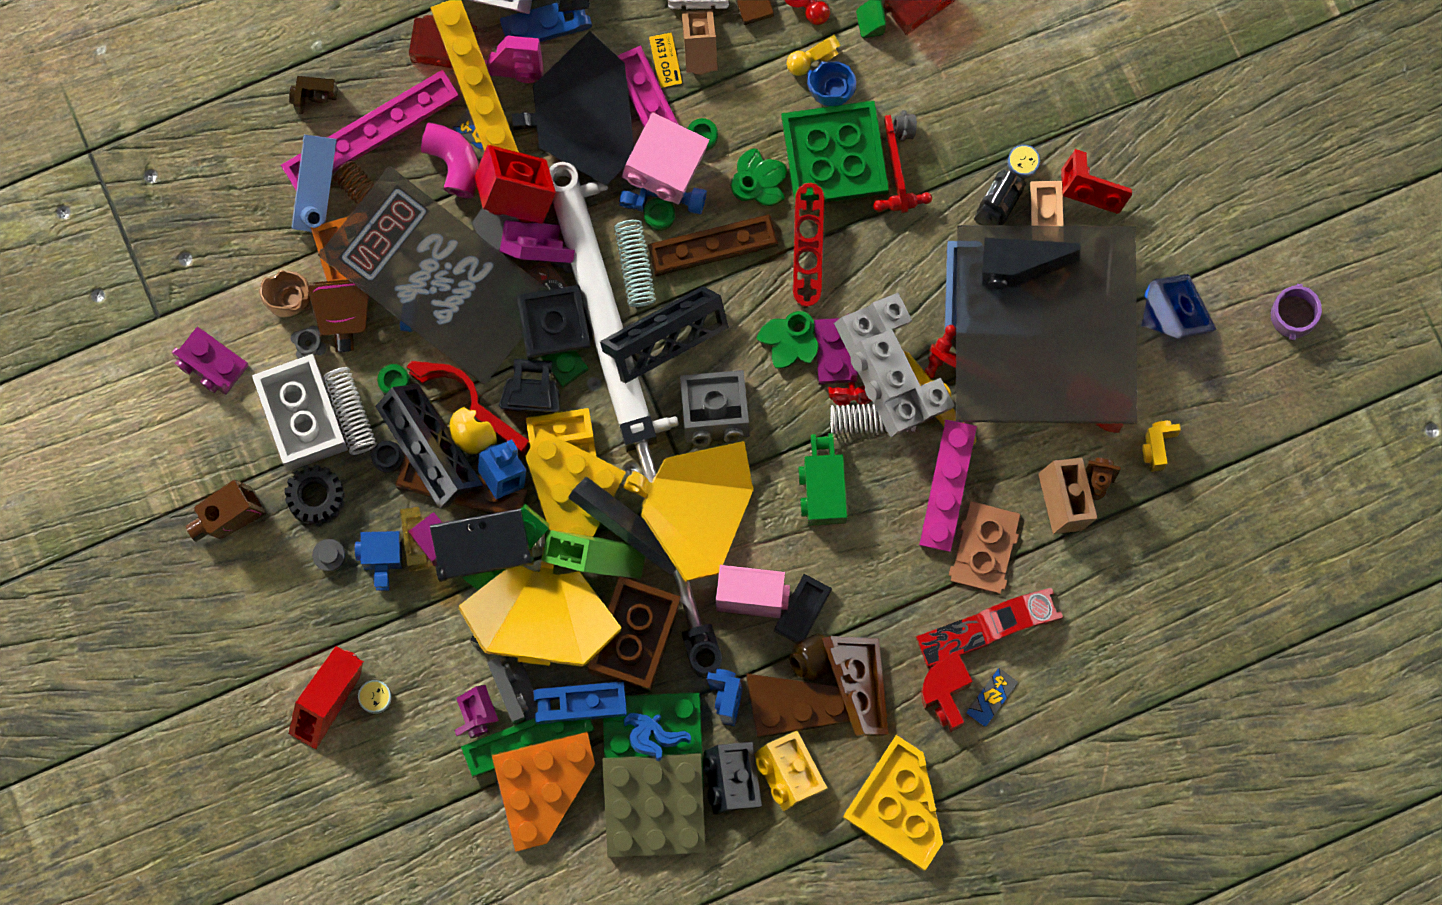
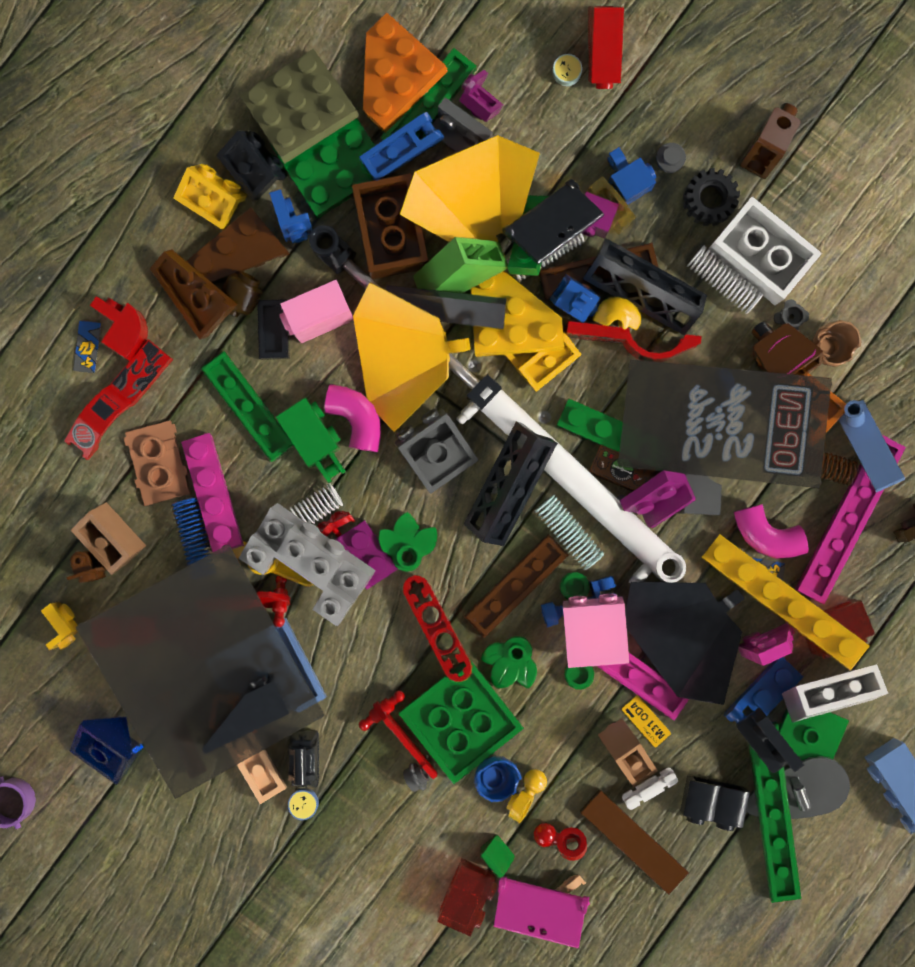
camera: 150 degrees right, 10 degrees up
(209, 360) = (860, 255): magenta bracket -> none
(387, 456) = (673, 261): black plate -> none
(392, 376) = (707, 326): green tile -> none
(514, 184) = (706, 535): red brick -> none
(531, 394) = (588, 375): black piece -> none
(553, 321) = (606, 442): black tile -> none
(645, 727) = (338, 148): blue piece -> none
(766, 479) = (360, 414): none -> dark pink cylinder
(868, 551) = (247, 406): none -> green tile
(899, 805) = (109, 216): yellow plate -> none
(982, 462) = (189, 548): none -> blue piece
(1089, 189) = (240, 808): red bracket -> none

